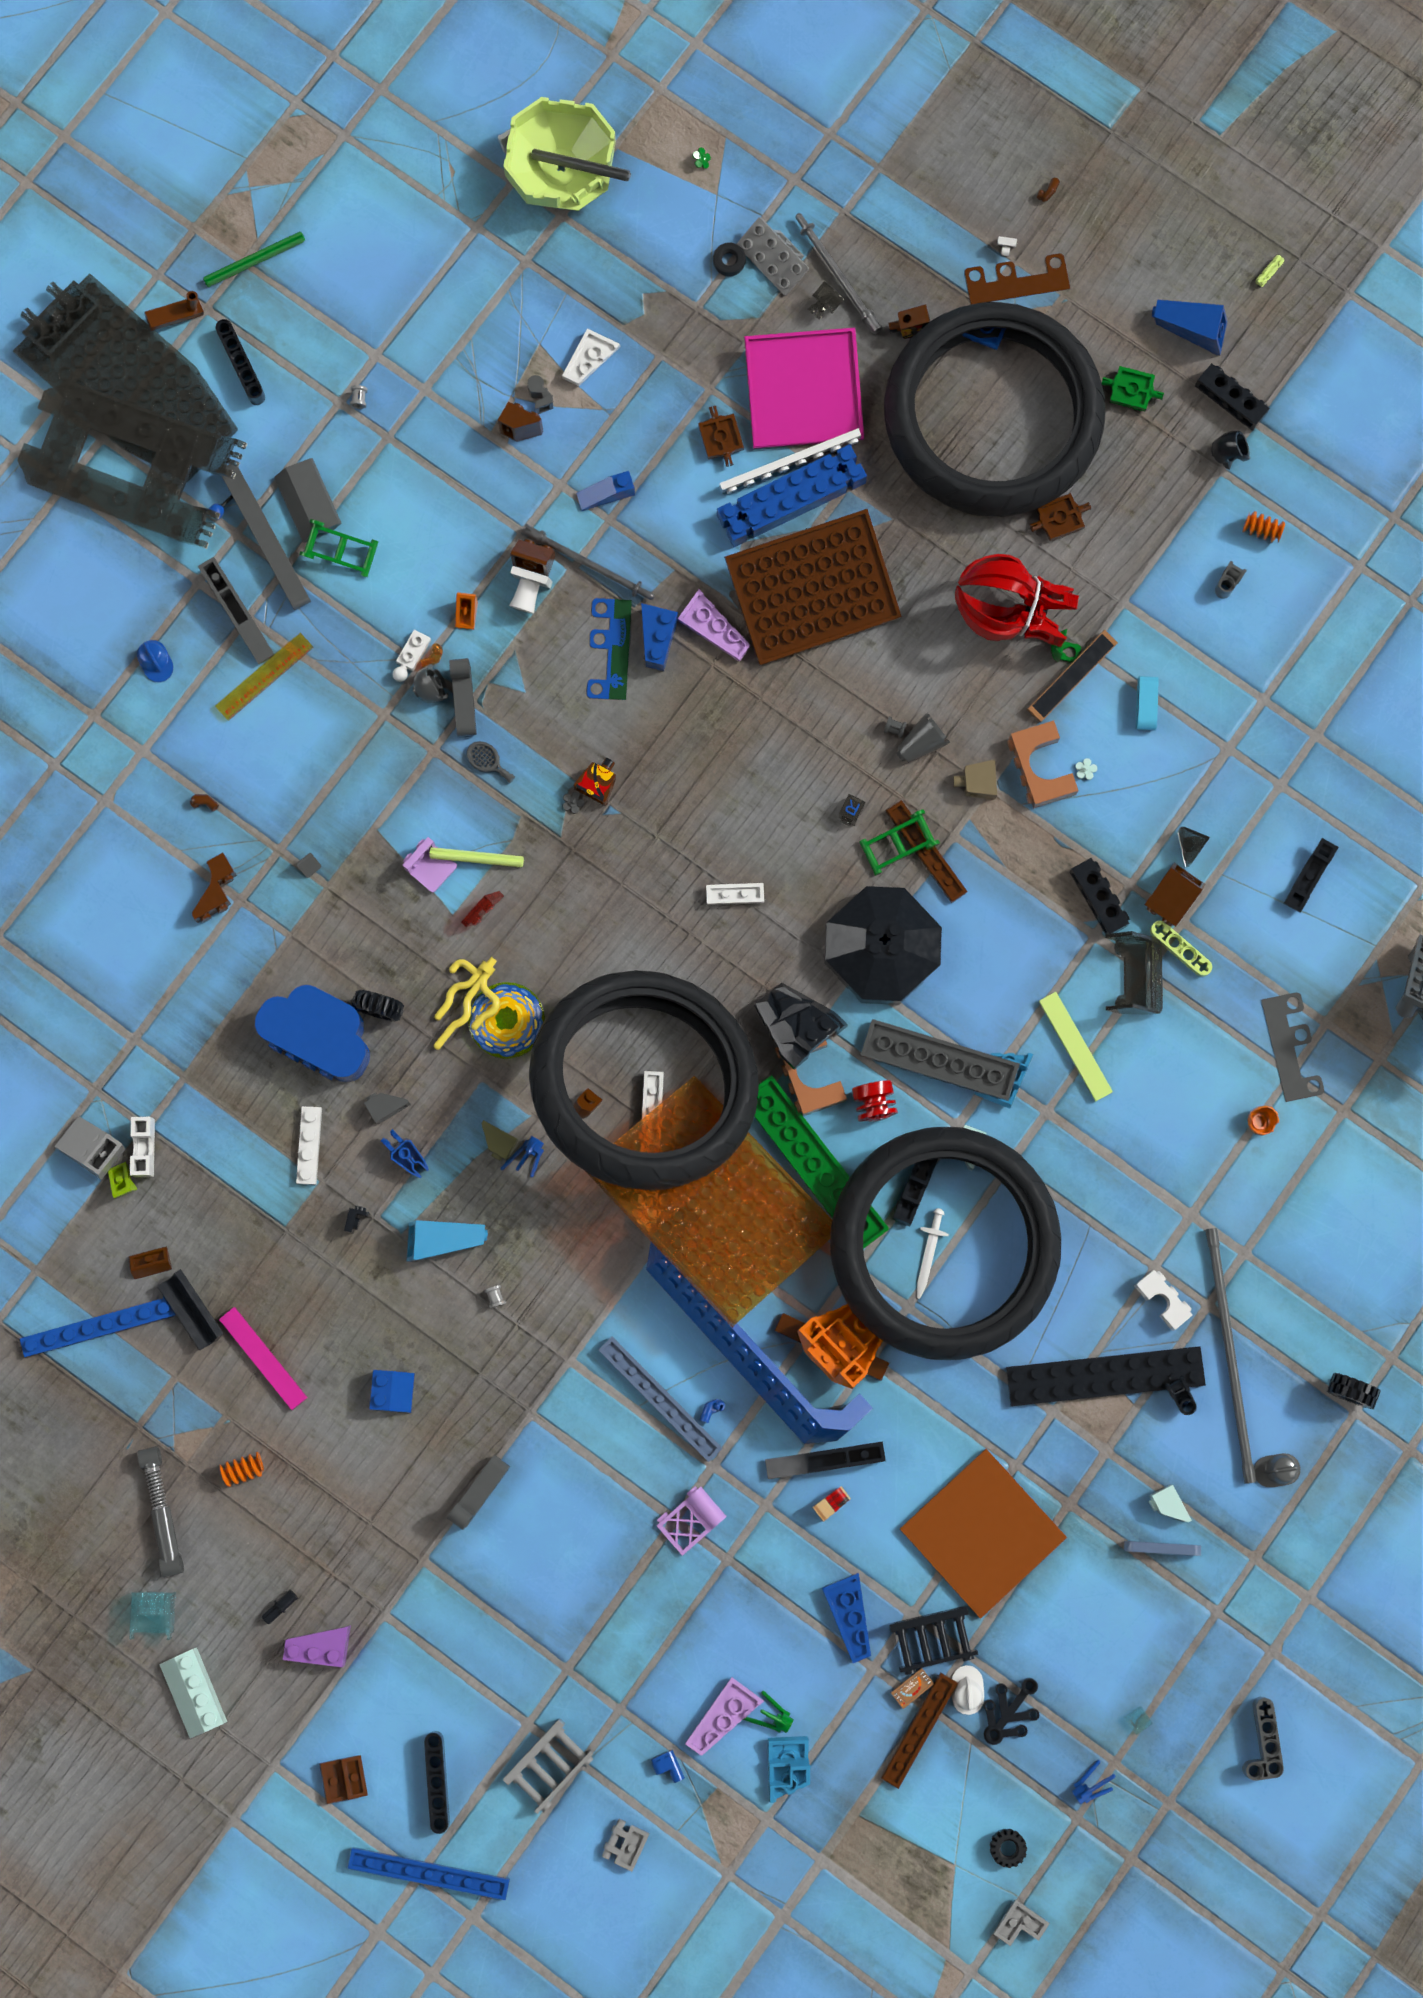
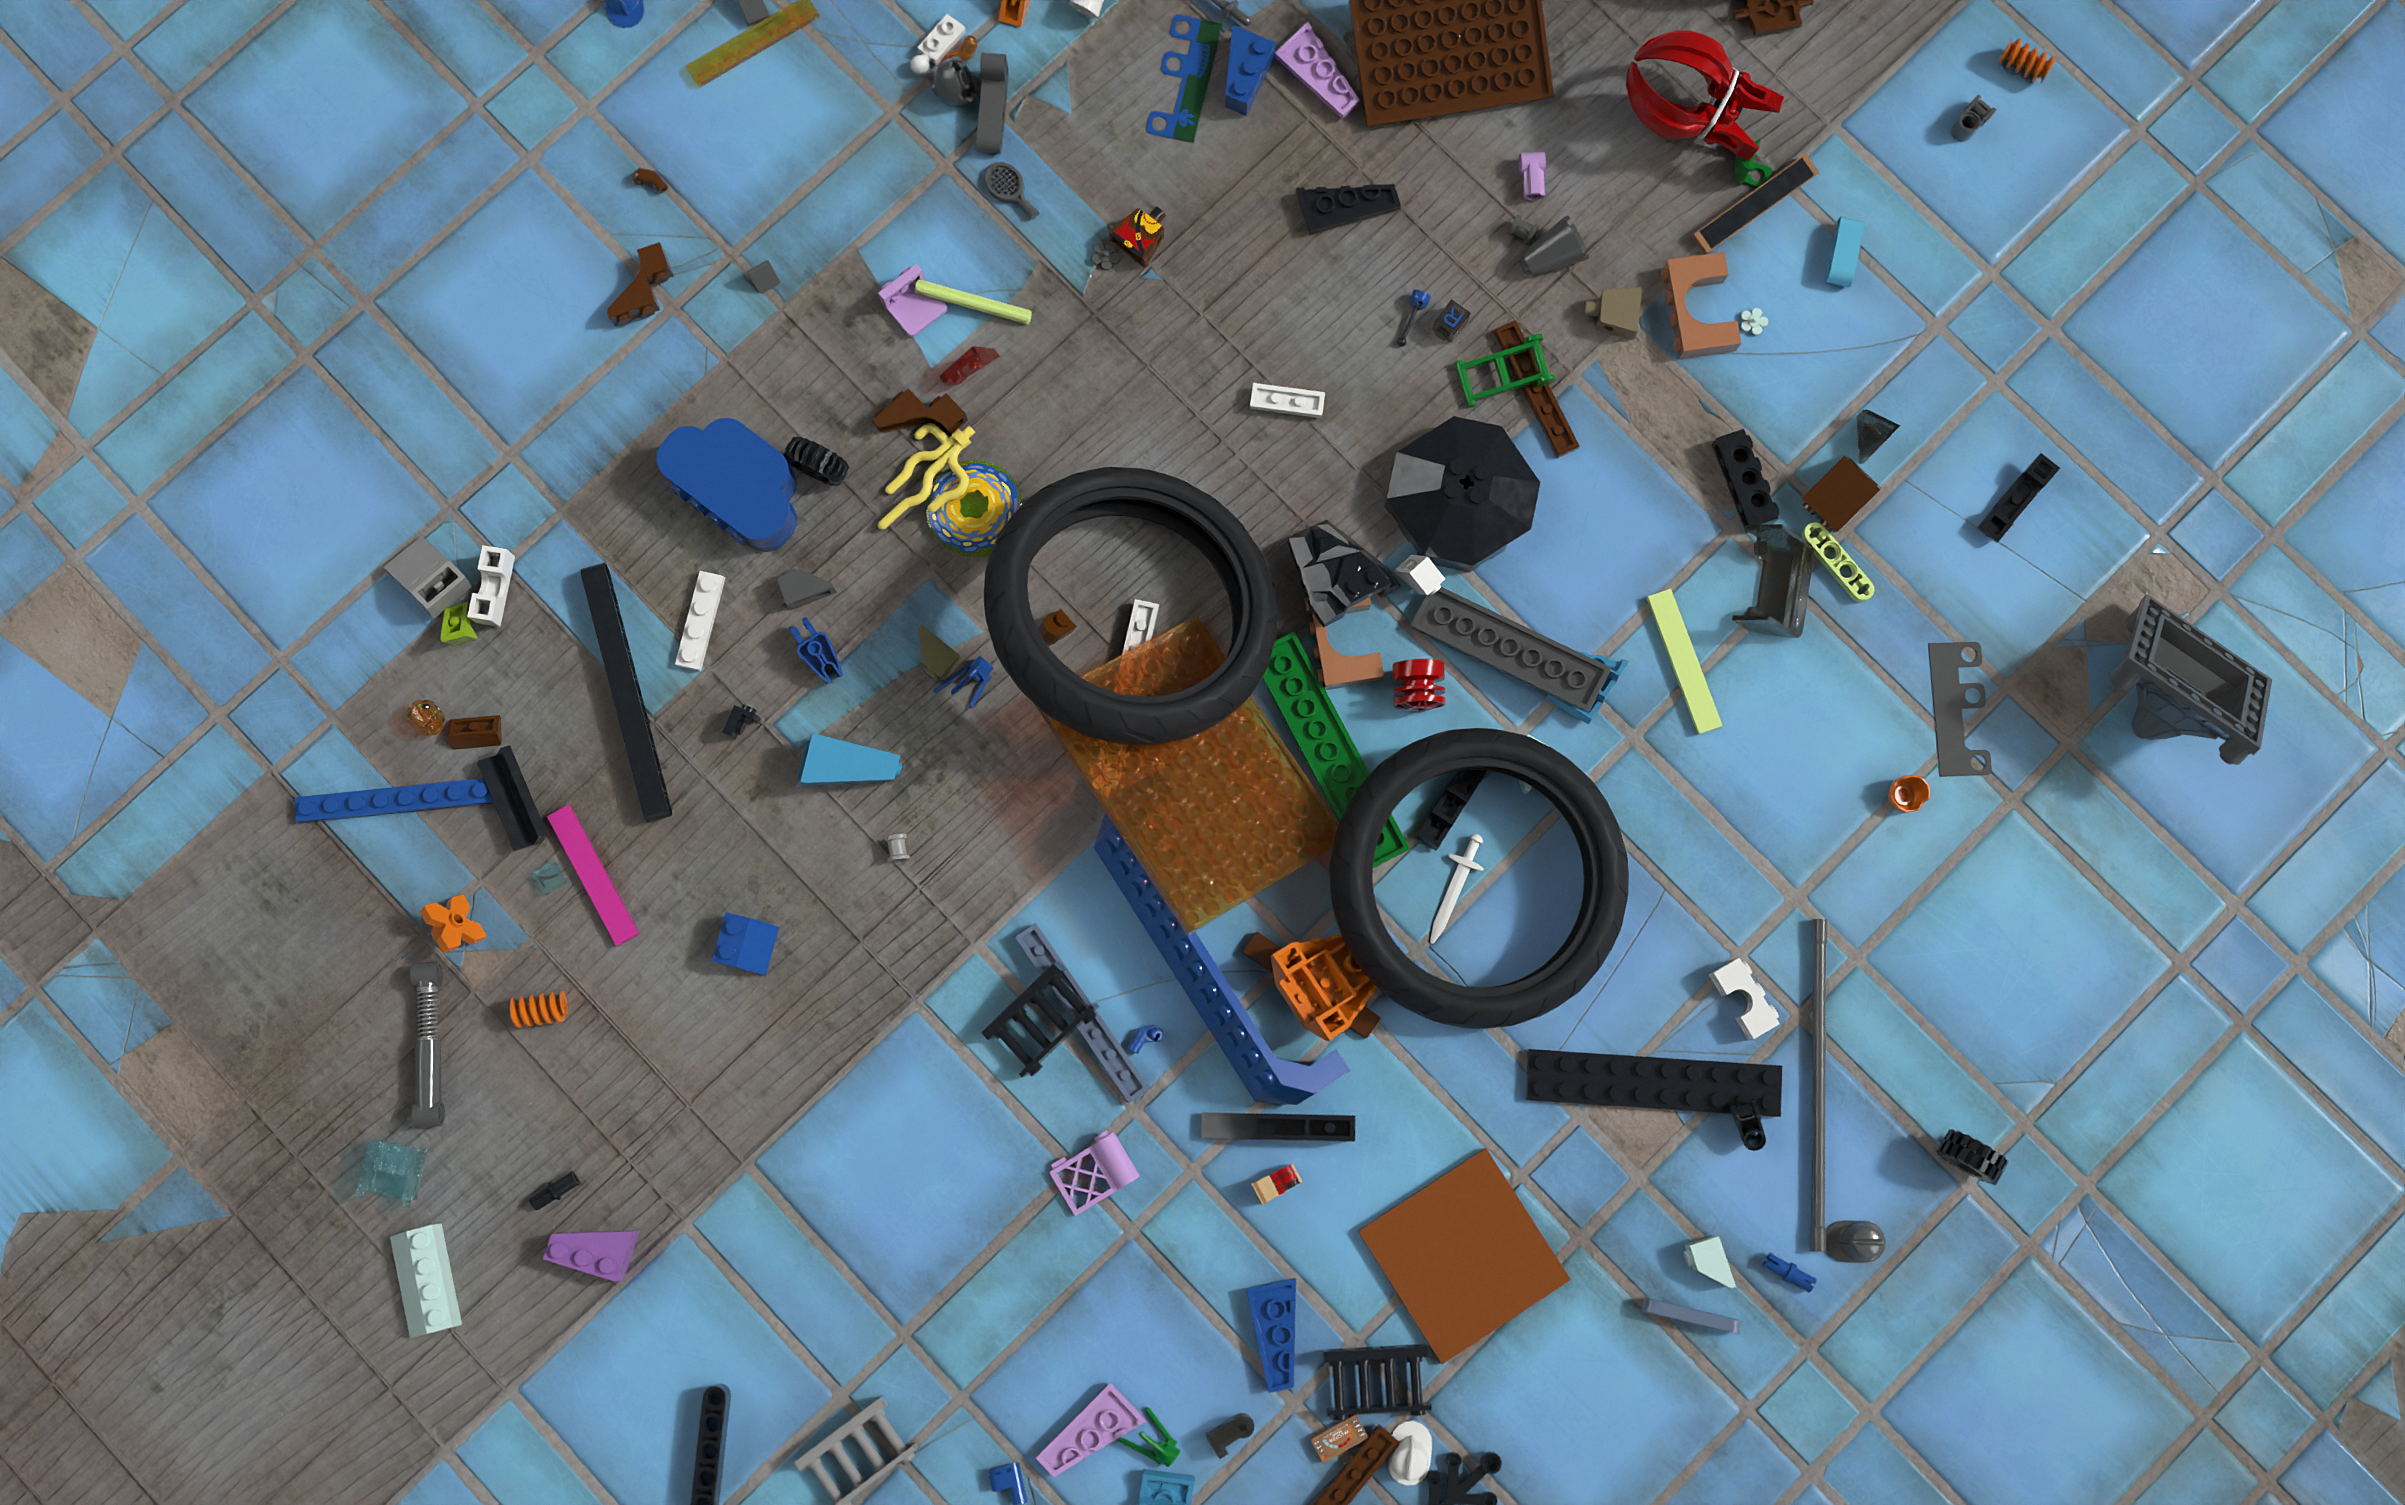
camera: 10 degrees right, 0 degrees up
(110, 1258) = (425, 717): none -> clear orange head
(161, 1415) = (451, 924): none -> orange plant
(229, 1366) = (549, 877): none -> clear light blue tile
(262, 1211) = (626, 692): none -> black beam
(343, 1779) = (593, 1425): reddish brown slope -> none
(442, 952) = (909, 411): none -> reddish brown arch
(478, 1492) = (830, 1091): dark grey beam -> none
(611, 1408) = (1017, 1012): none -> black fence
(754, 730) = (1340, 206): none -> black wing
(823, 798) = (1418, 301): none -> hinge
(827, 1698) = (1228, 1432): none -> clear smoke leg
(861, 1014) = (1420, 574): none -> white slope
(895, 678) = (1532, 169): none -> lavender piece
(1231, 1502) = (1789, 1272): none -> blue pin

